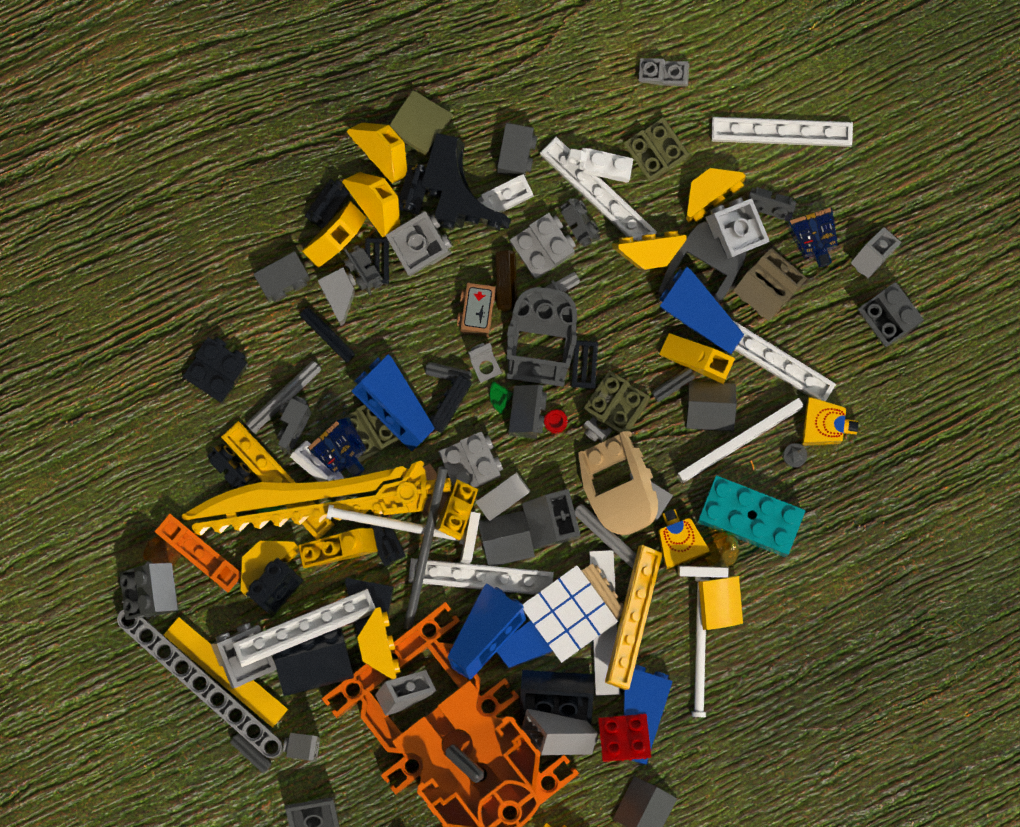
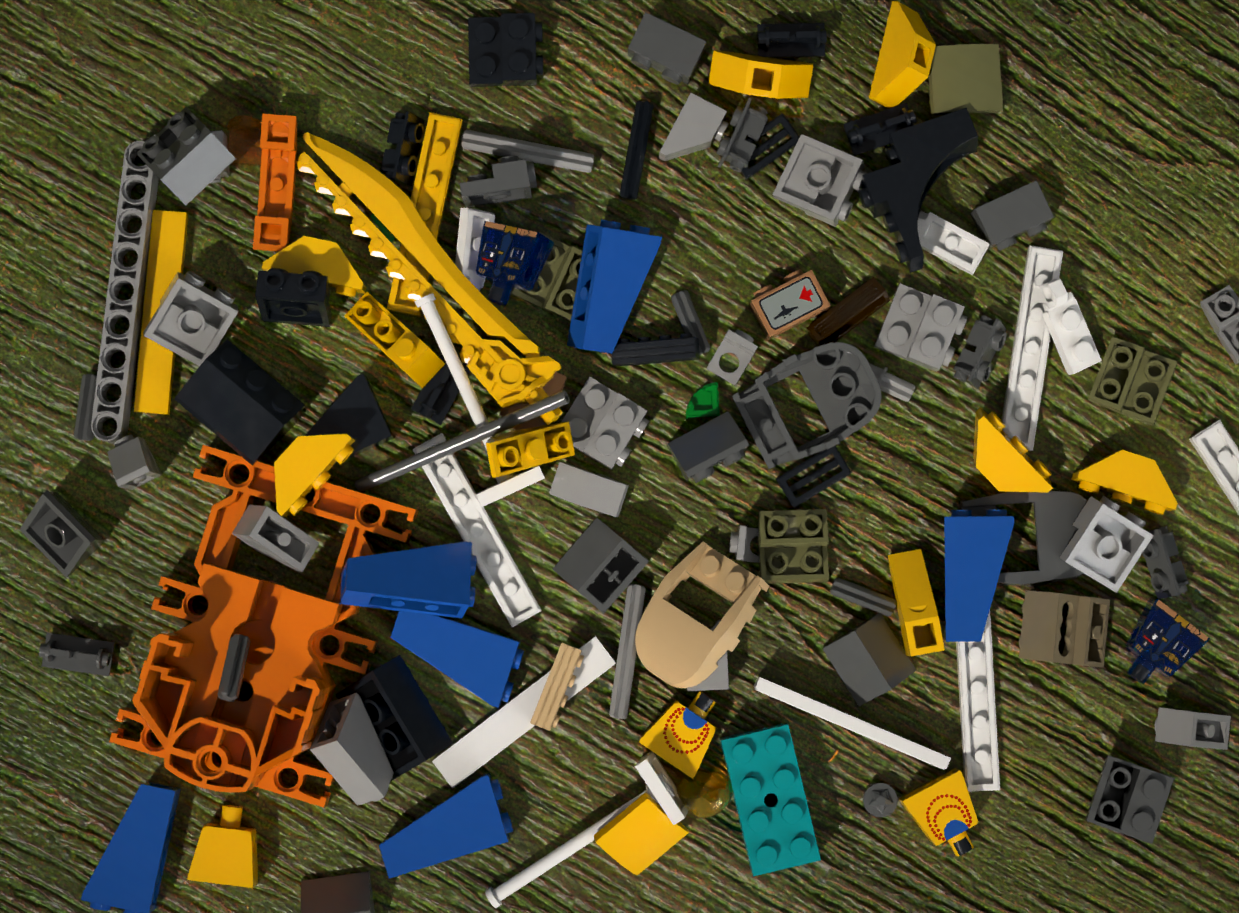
camera: 50 degrees right, 5 degrees up
(304, 628) = (268, 366): white tile -> none
(376, 200) = (834, 94): yellow slope -> none
(506, 539) = (542, 527): dark grey slope -> none
(555, 421) = (721, 488): red tile -> none
(569, 613) = (502, 665): white piece -> none
(624, 738) = (399, 833): red hinge -> none
(633, 617) = (551, 743): yellow tile -> none

